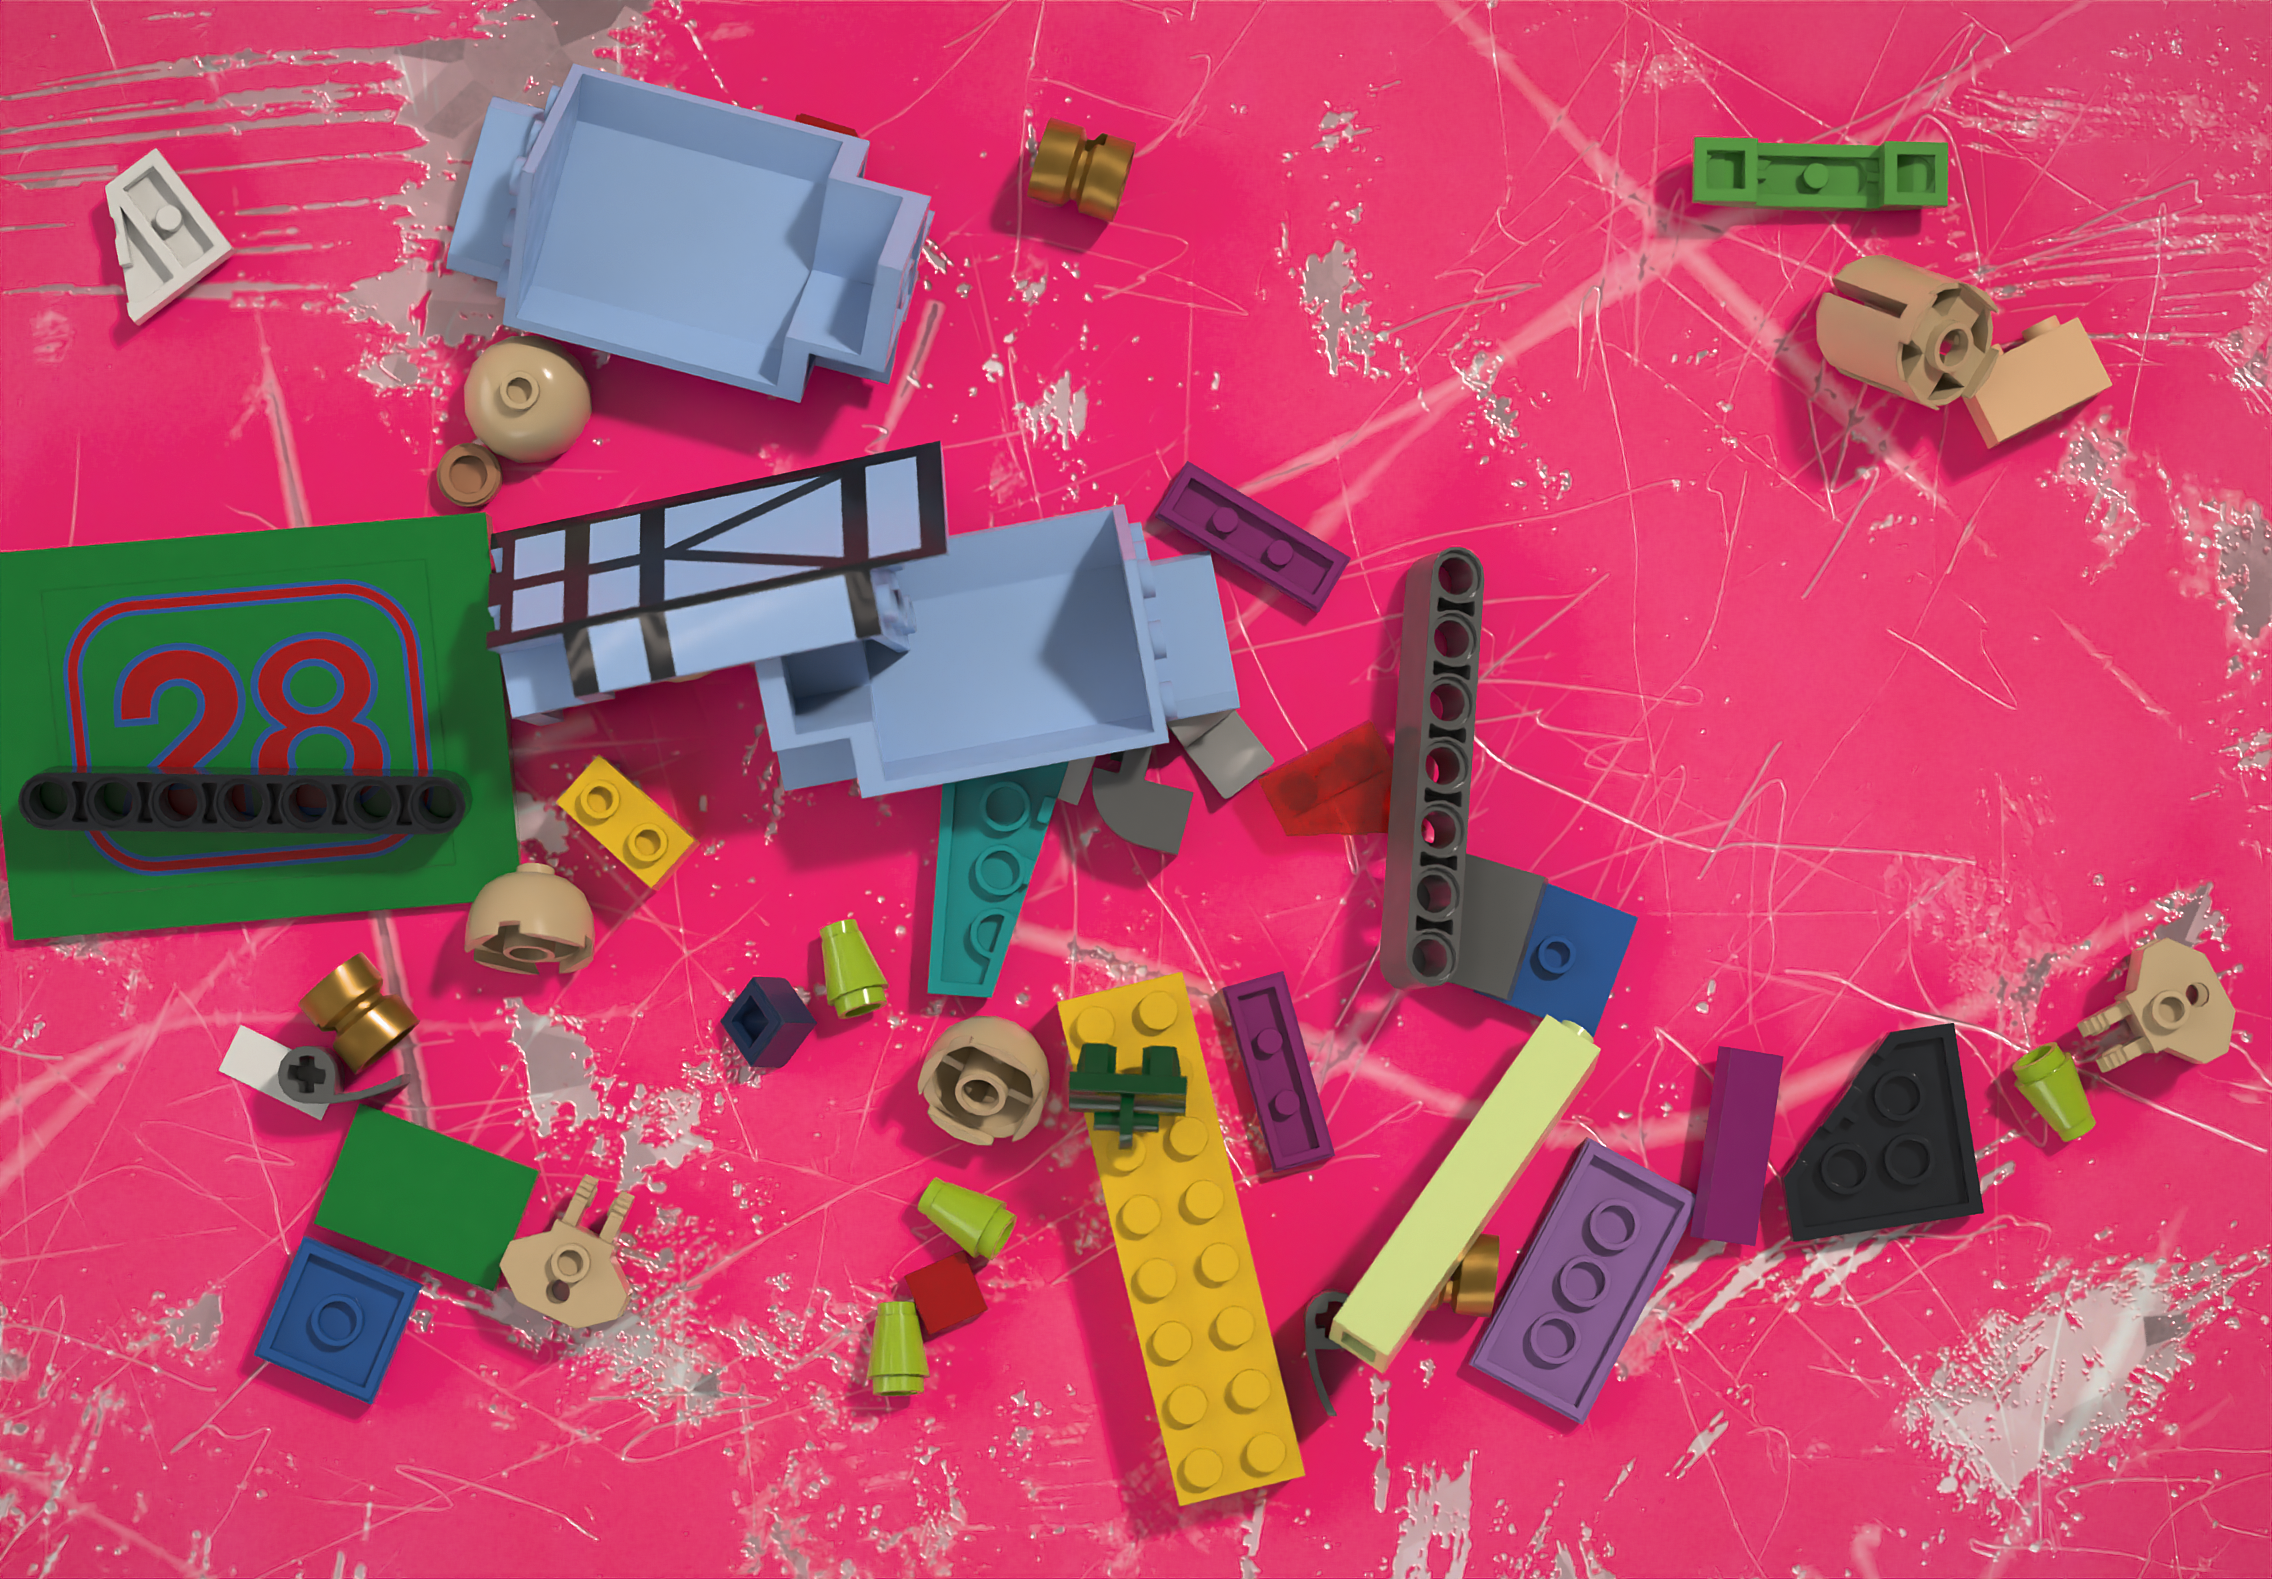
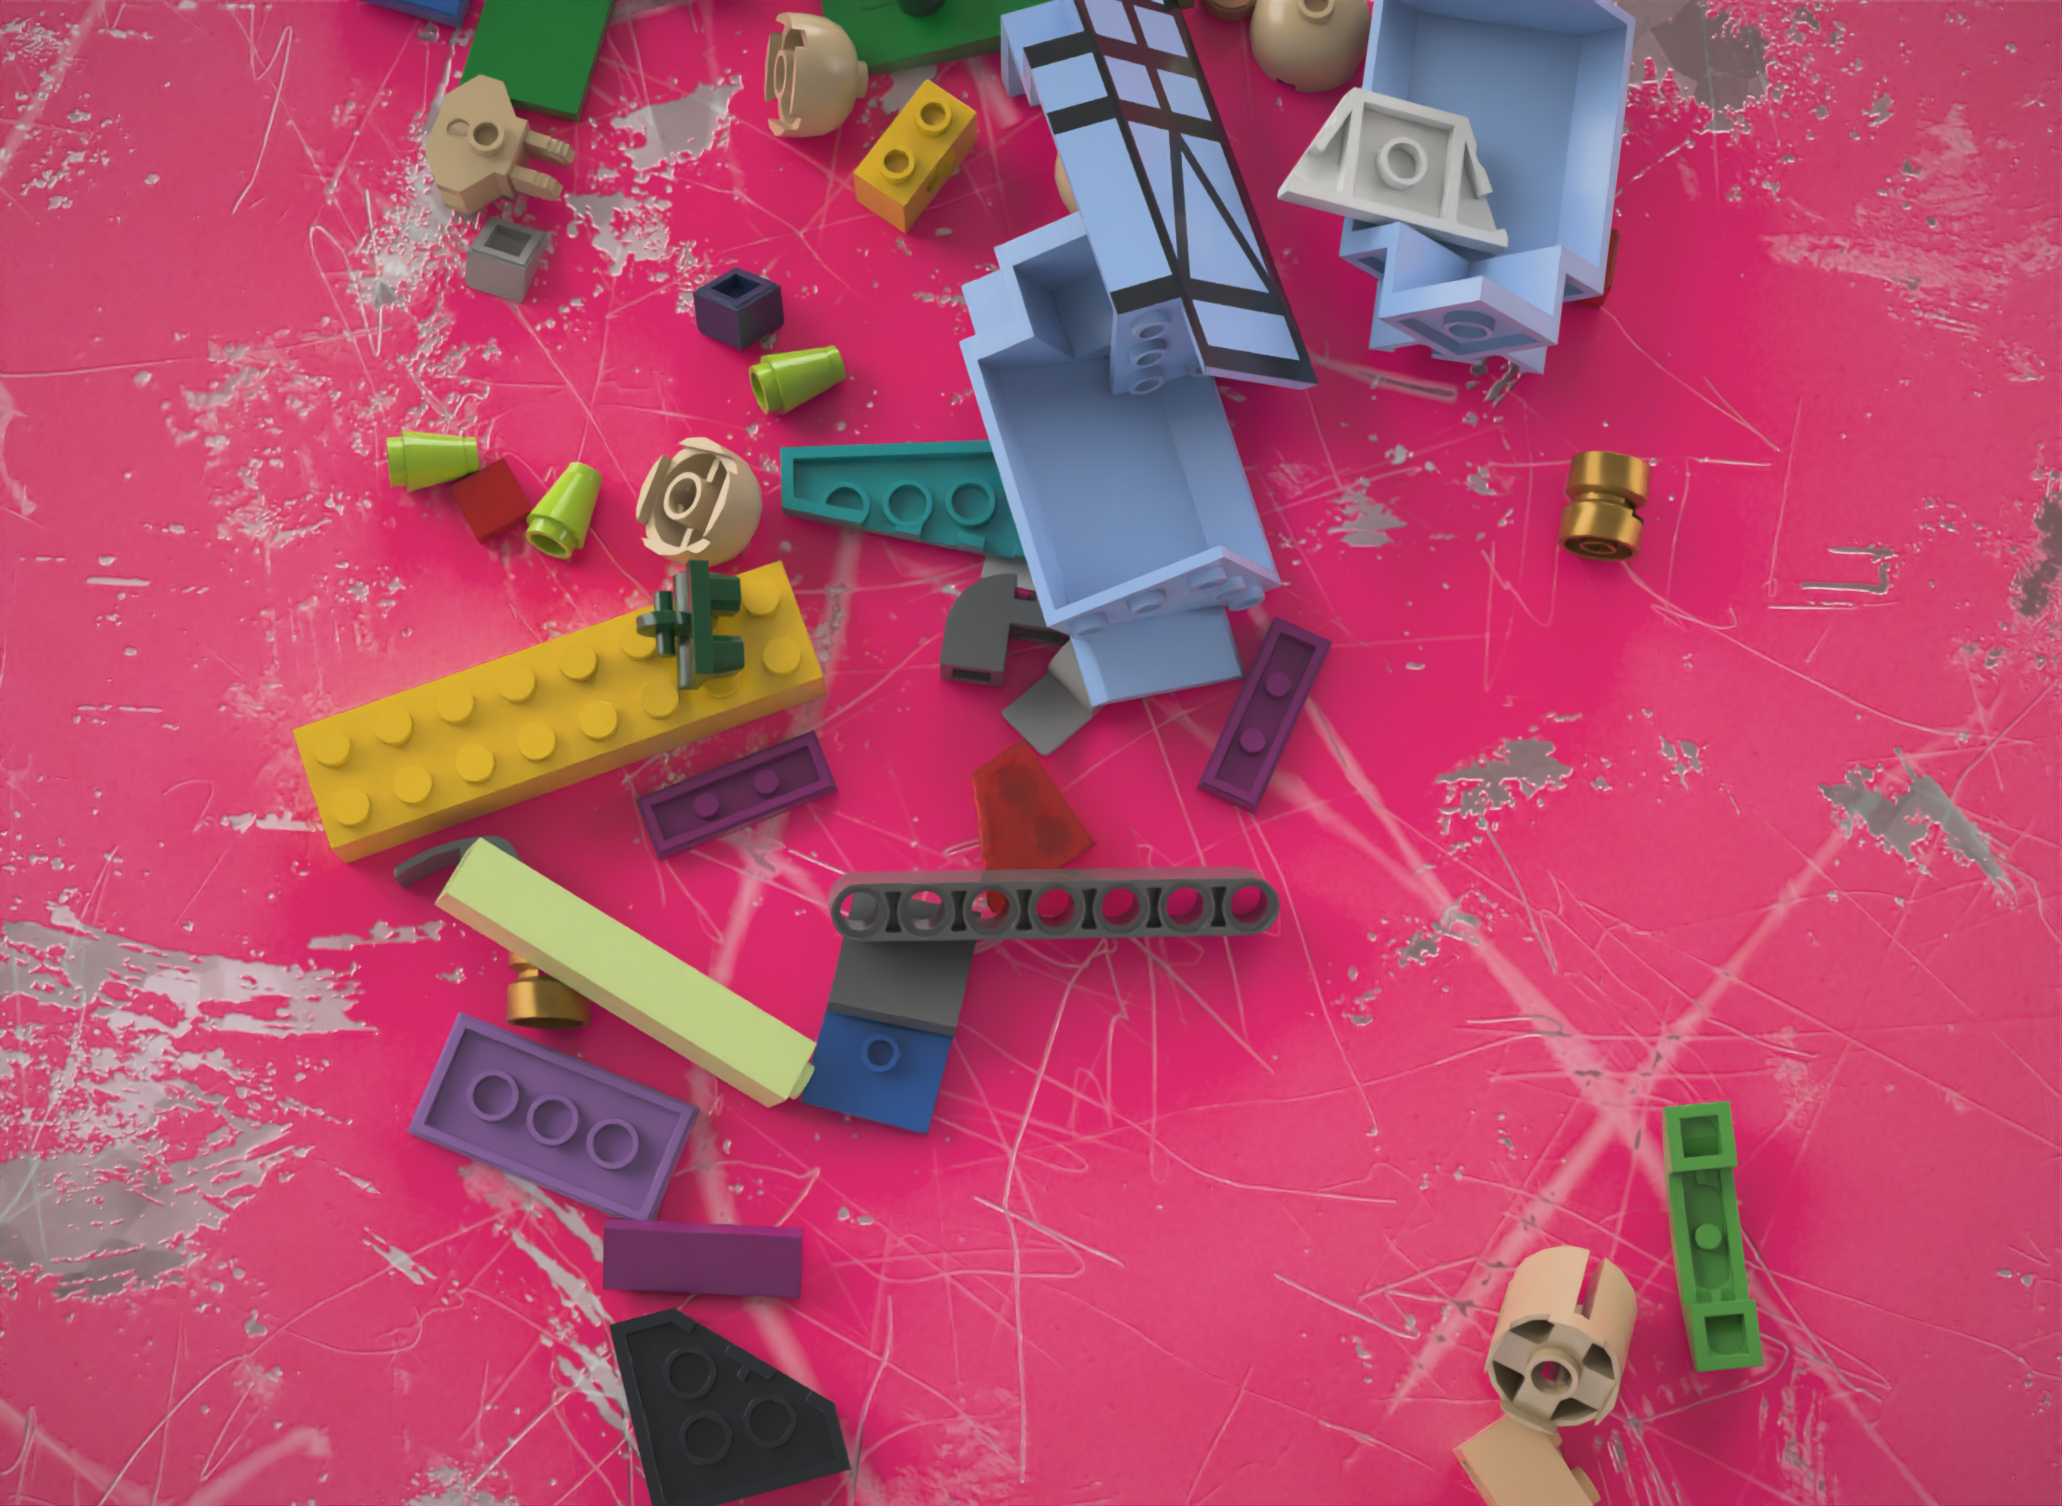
camera: 80 degrees right, 10 degrees down
(684, 1258) = (504, 259): none -> light grey slope
(719, 331) = (1398, 164): none -> white wing

